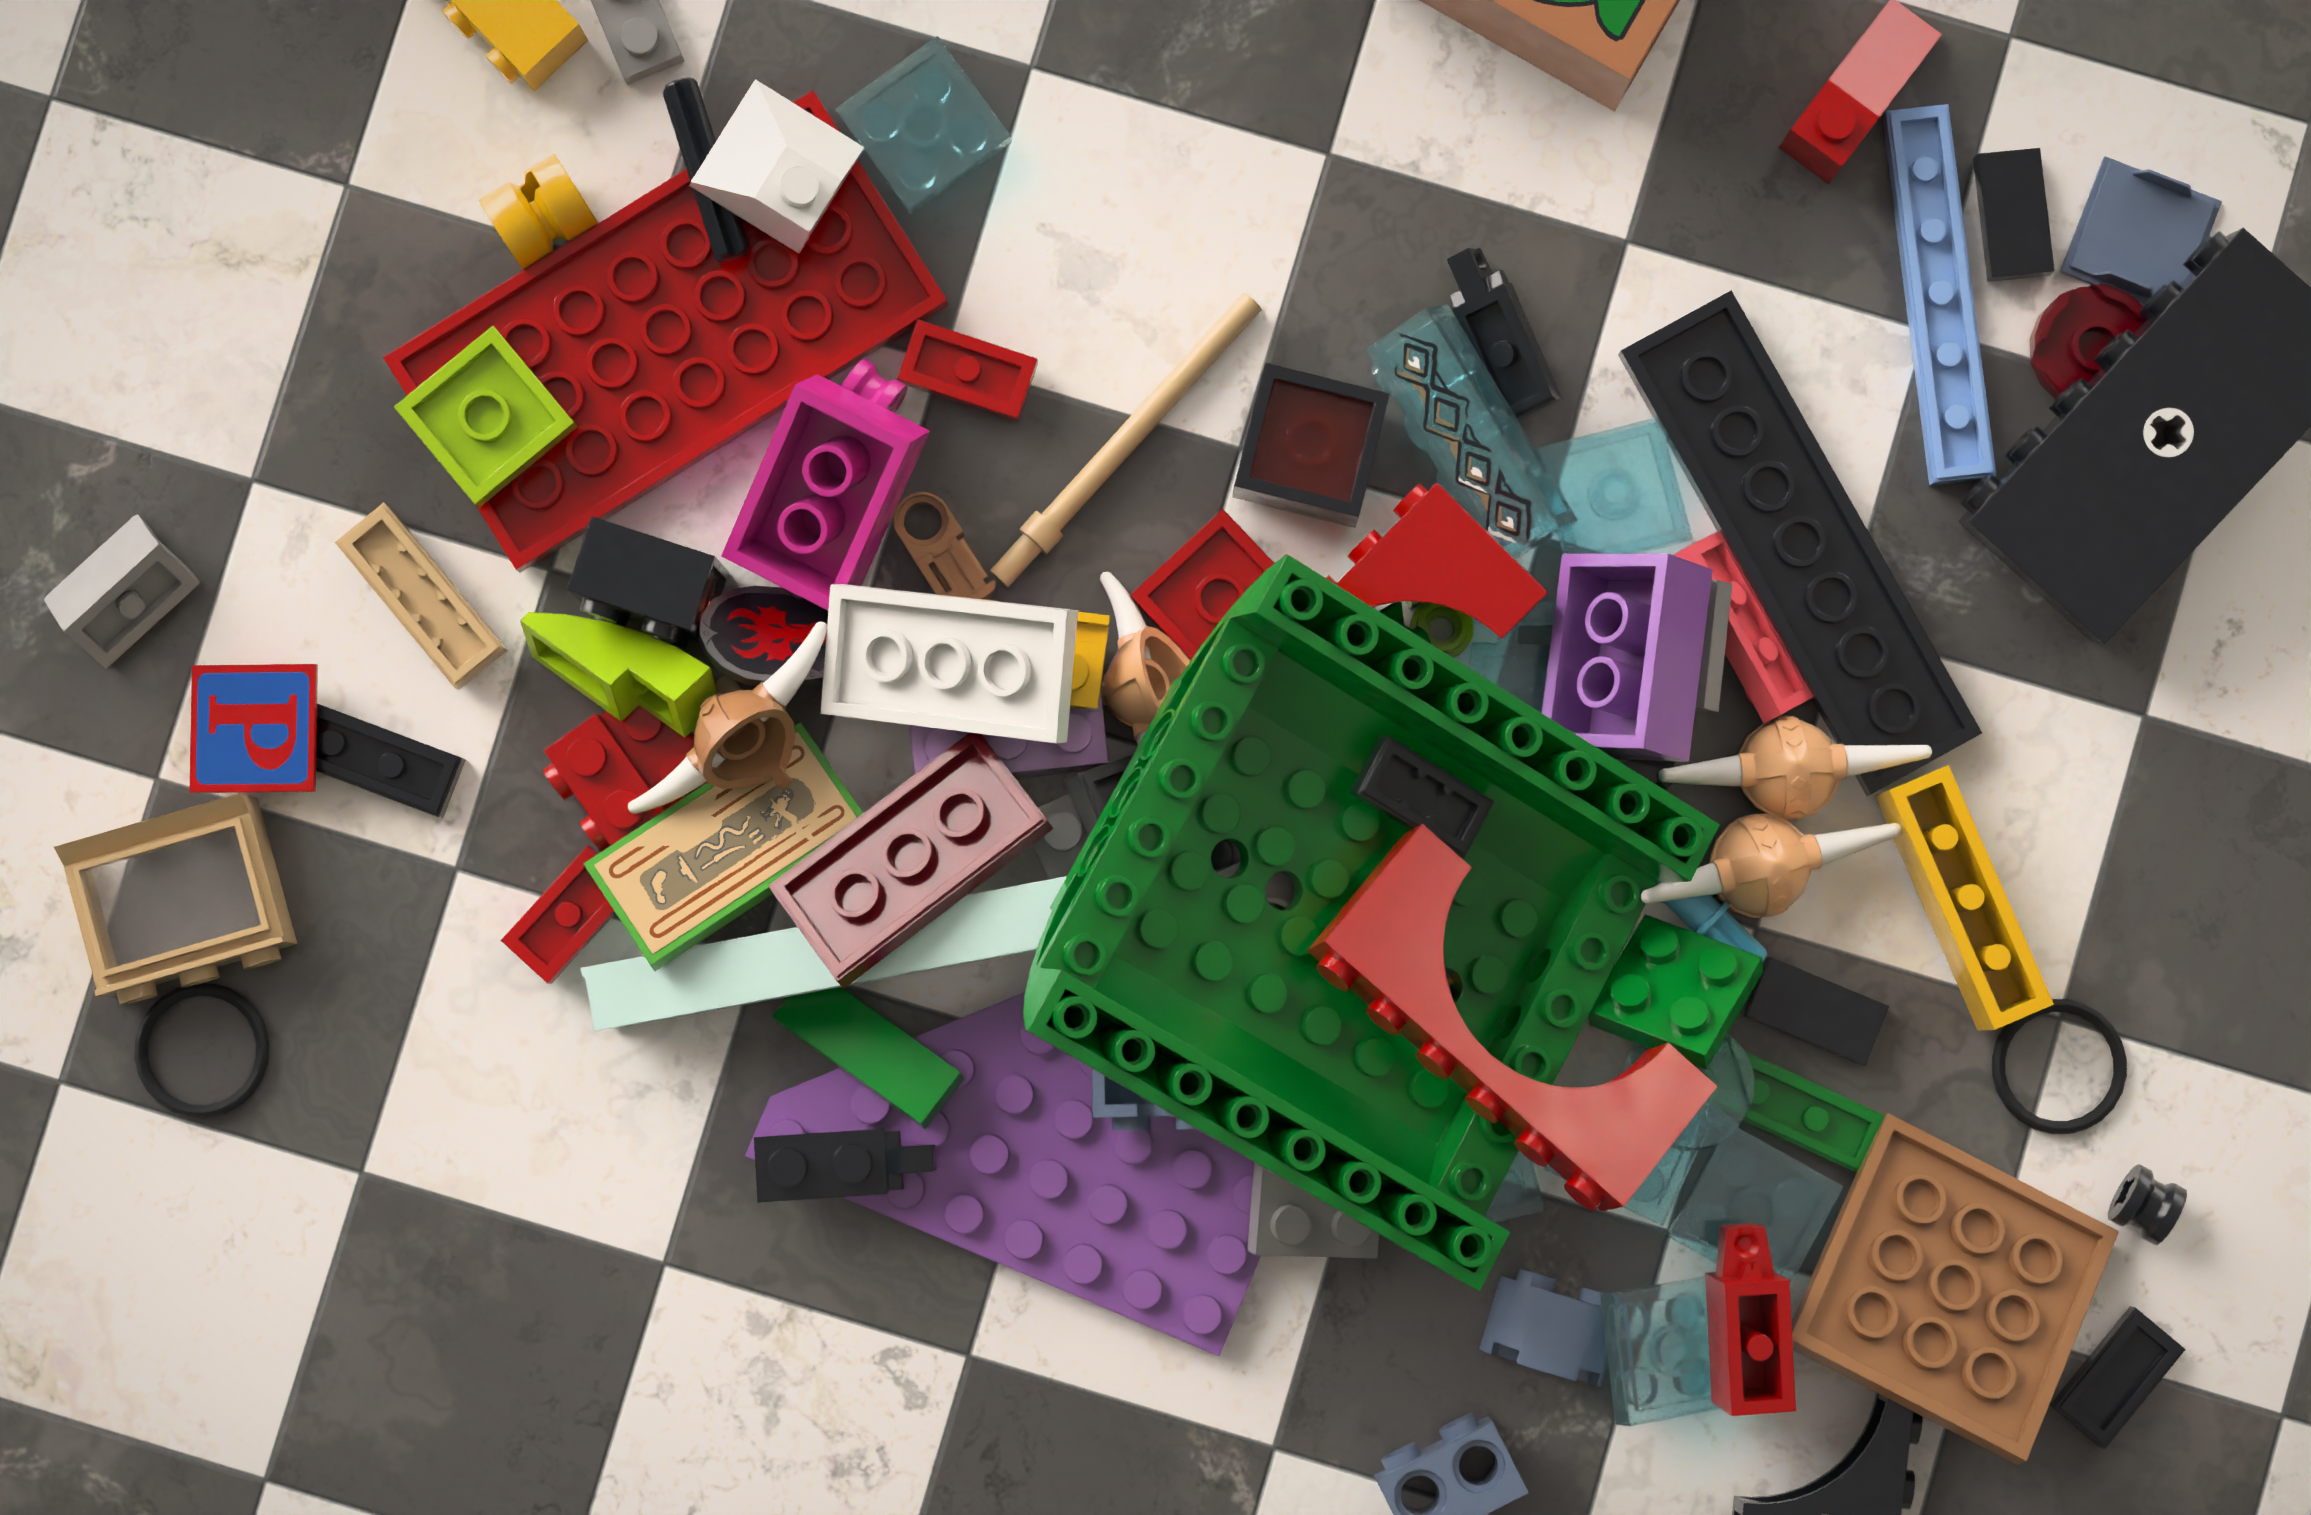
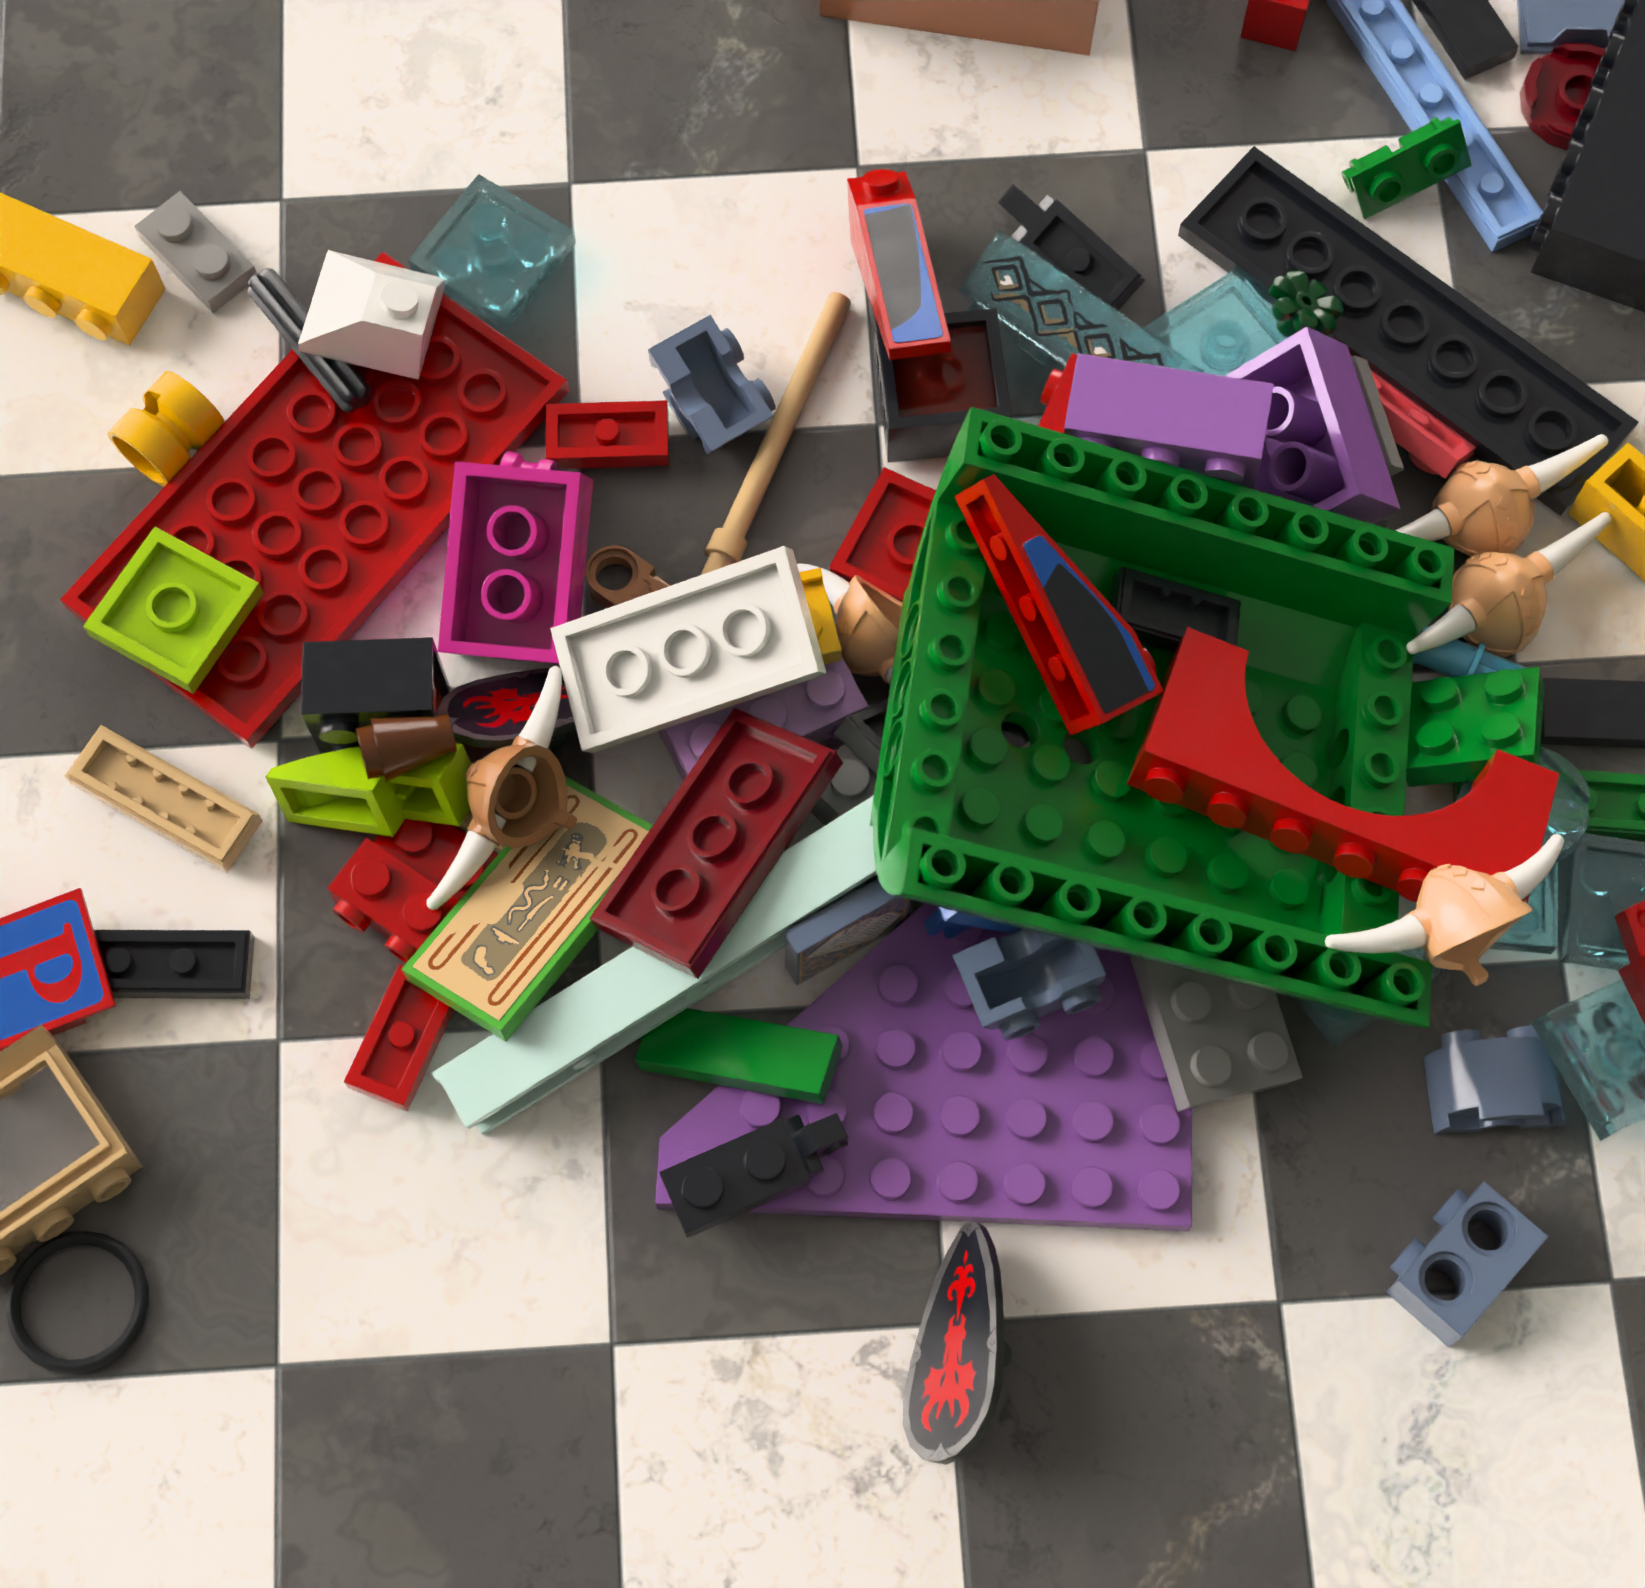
camera: 20 degrees left, 15 degrees down
(652, 653) = (402, 744): none -> reddish brown cone
(963, 1394) = (958, 1352): none -> shield
(986, 973) = (842, 930): none -> sand blue tile
(1085, 362) = (707, 385): none -> sand blue cylinder
(1309, 313) = (896, 264): none -> slope
(1310, 813) = (1070, 628): none -> red slope
(1481, 615) = (1172, 415): none -> medium lavender brick
(1552, 1200) = (1458, 914): none -> light nougat helmet
(1702, 492) = (1303, 304): none -> dark green plant
(1906, 369) = (1422, 161): none -> green hinge

